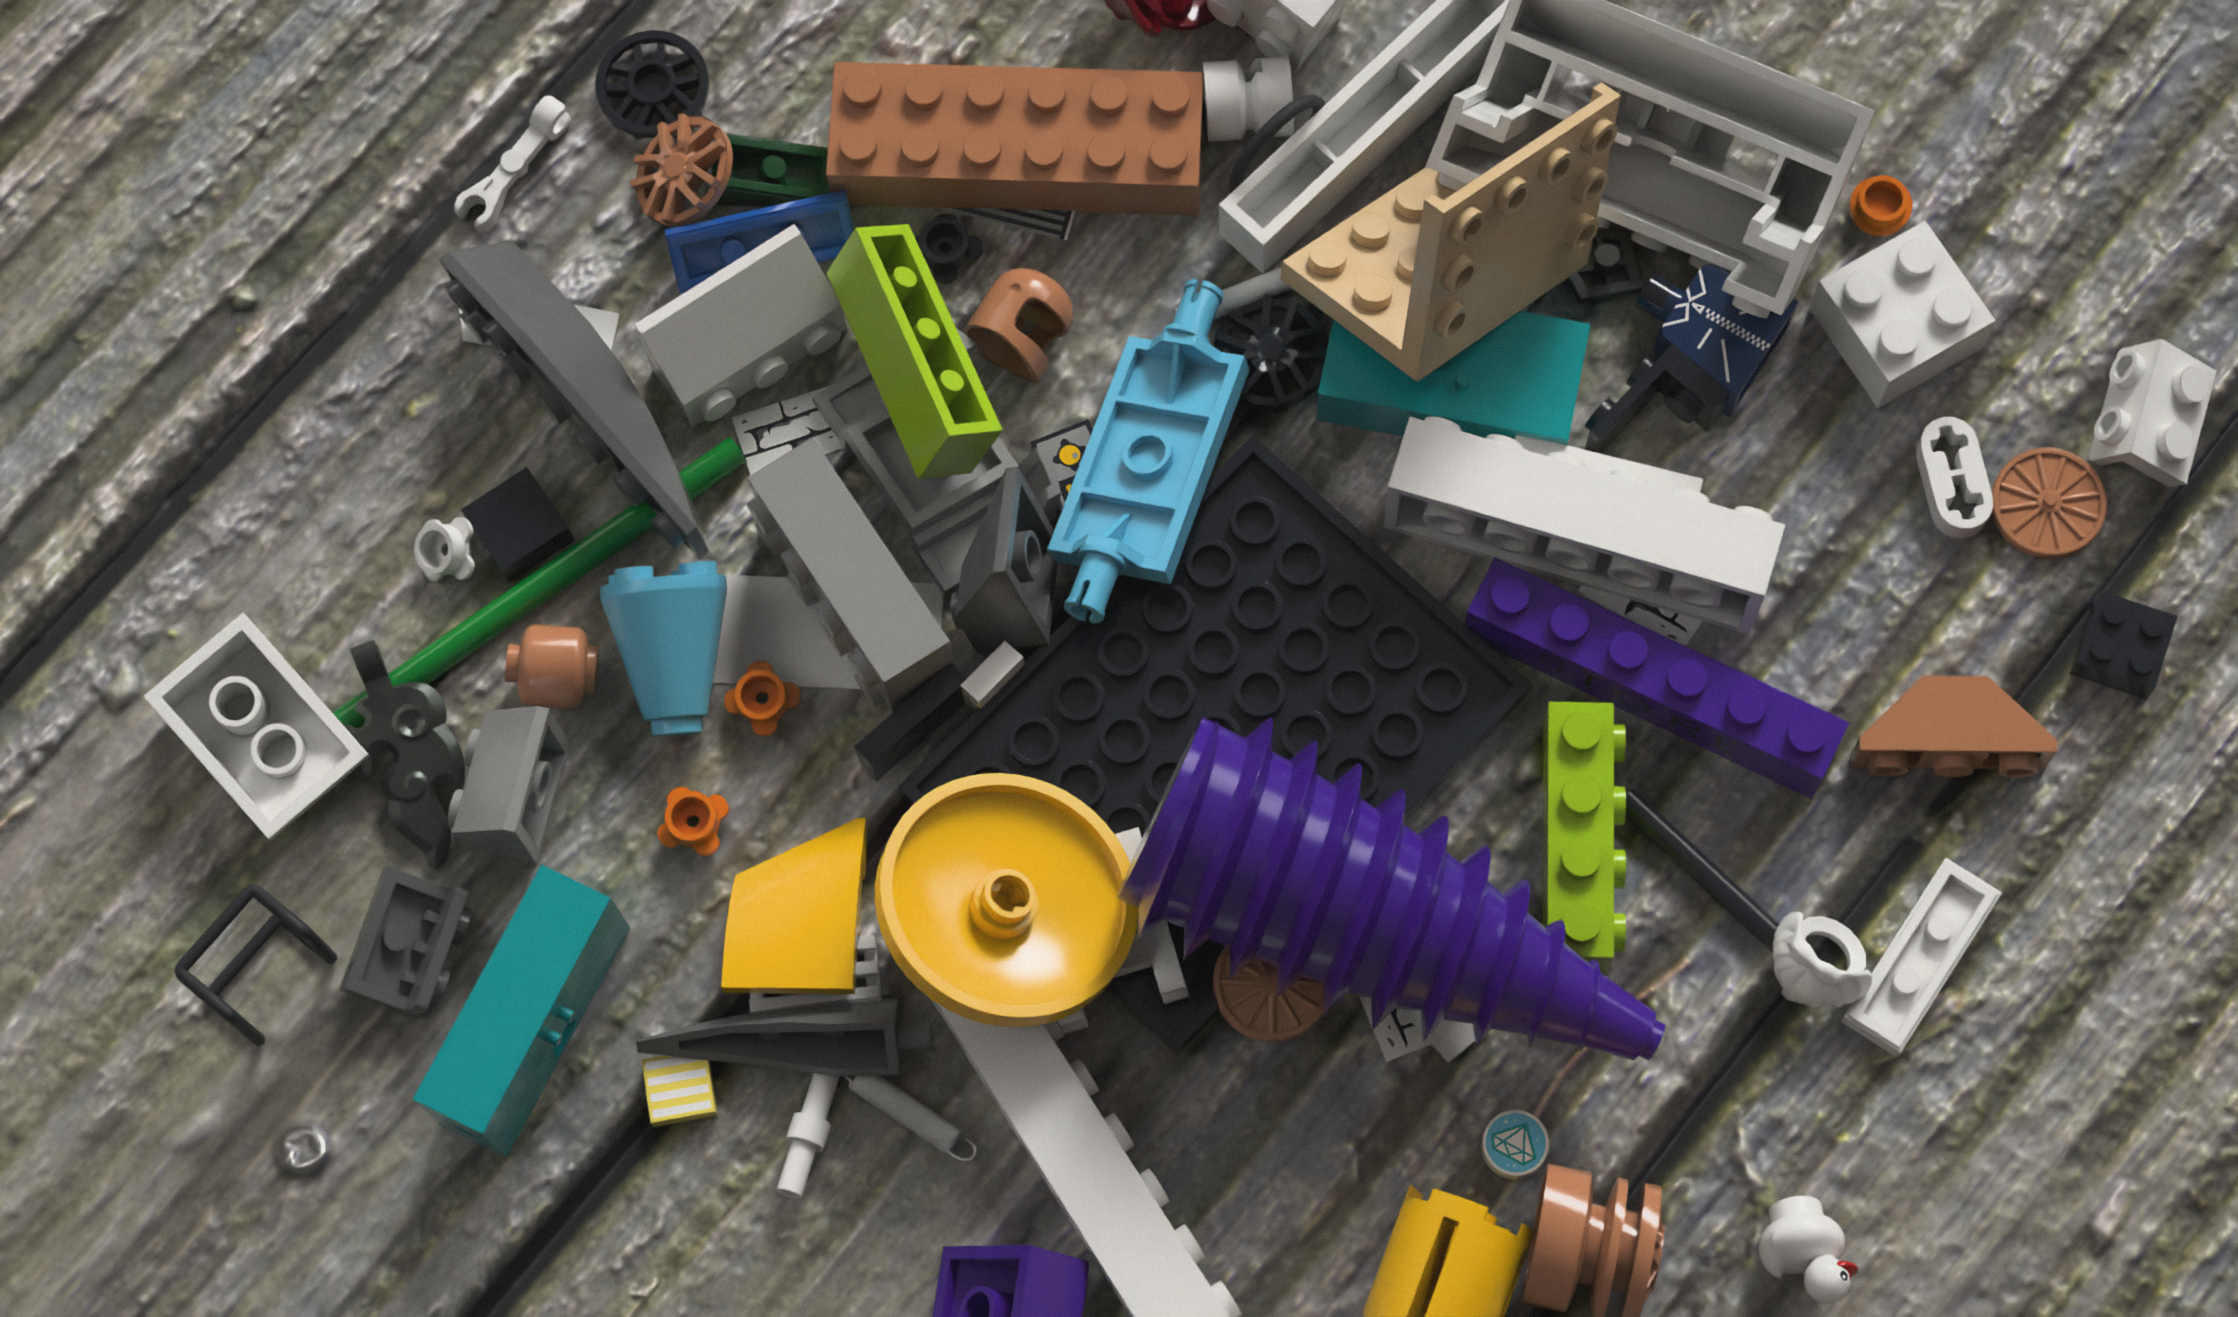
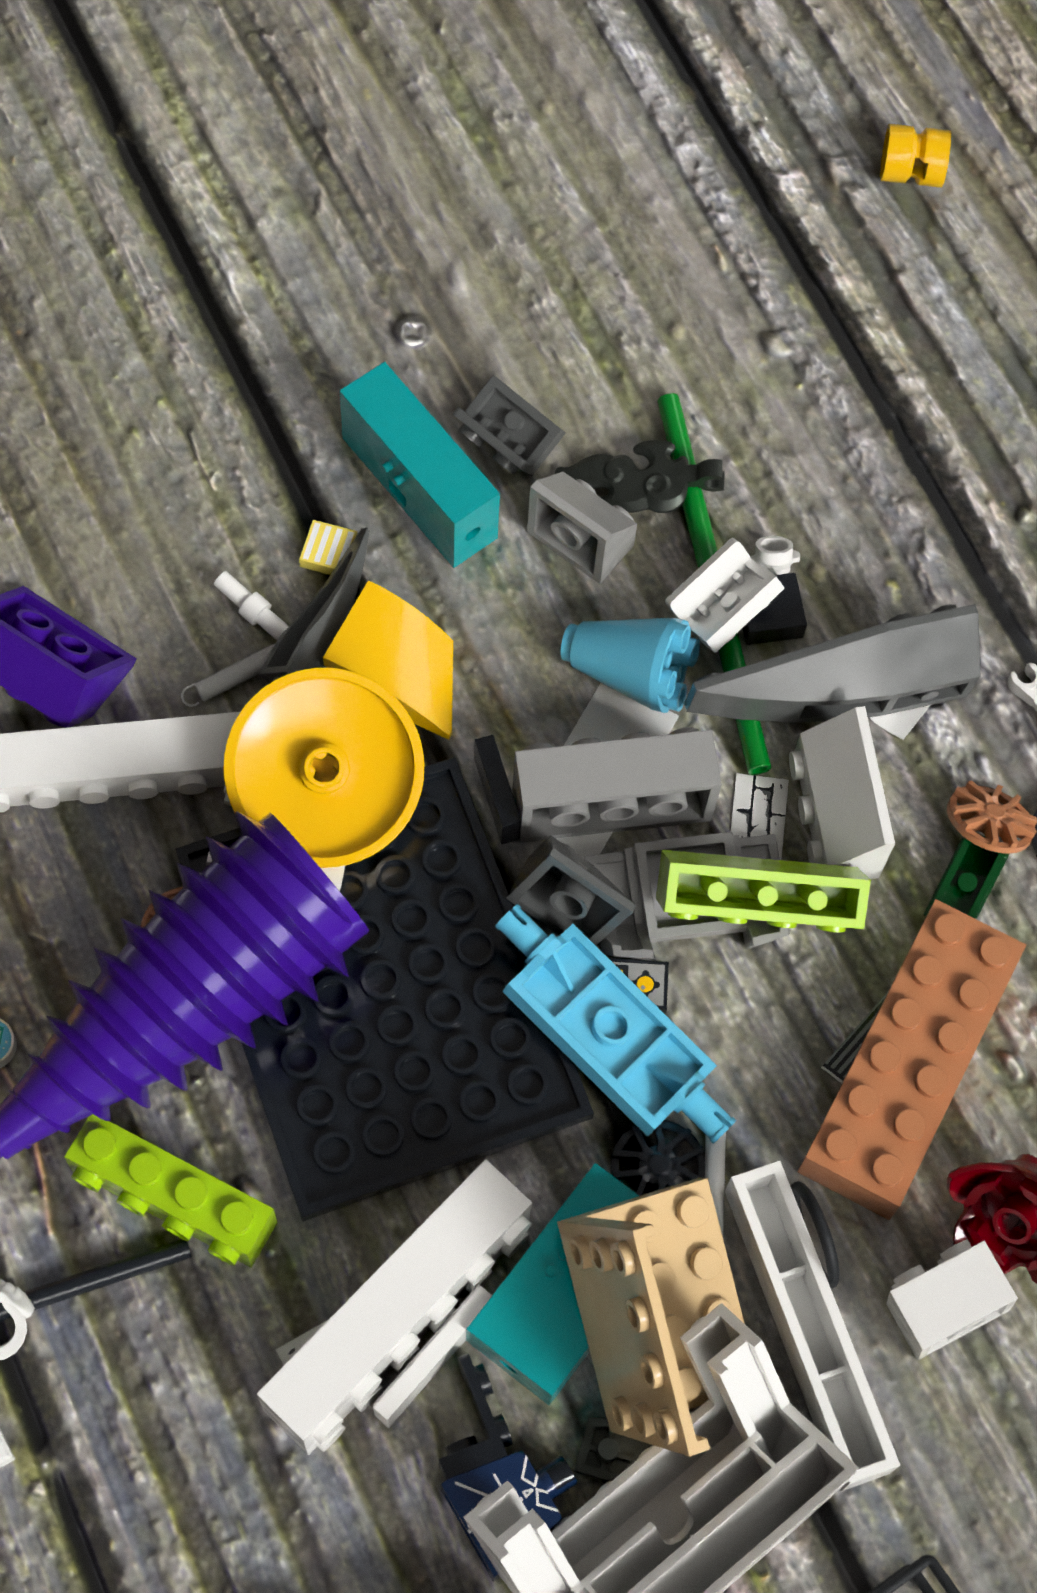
camera: 105 degrees right, 5 degrees down
(256, 726) = (699, 392): white slope -> none
(281, 916) = (550, 336): black piece -> none
(542, 563) = (723, 595): none -> white bracket
(553, 666) = (650, 581): nougat head -> none
(682, 806) = (508, 617): orange plate -> none
(713, 244) = (910, 866): blue tile -> none
(744, 698) = (562, 694): orange plate -> none
(947, 230) = (856, 961): black plate -> none
(991, 676) = (501, 851): white tile -> none
(1011, 300) = (768, 979): nougat helmet -> none
(1245, 97) = (869, 1240): white wheel -> none
(1655, 678) = (257, 1308): dark purple brick -> none
(1955, 728) = (101, 1514): nougat slope -> none

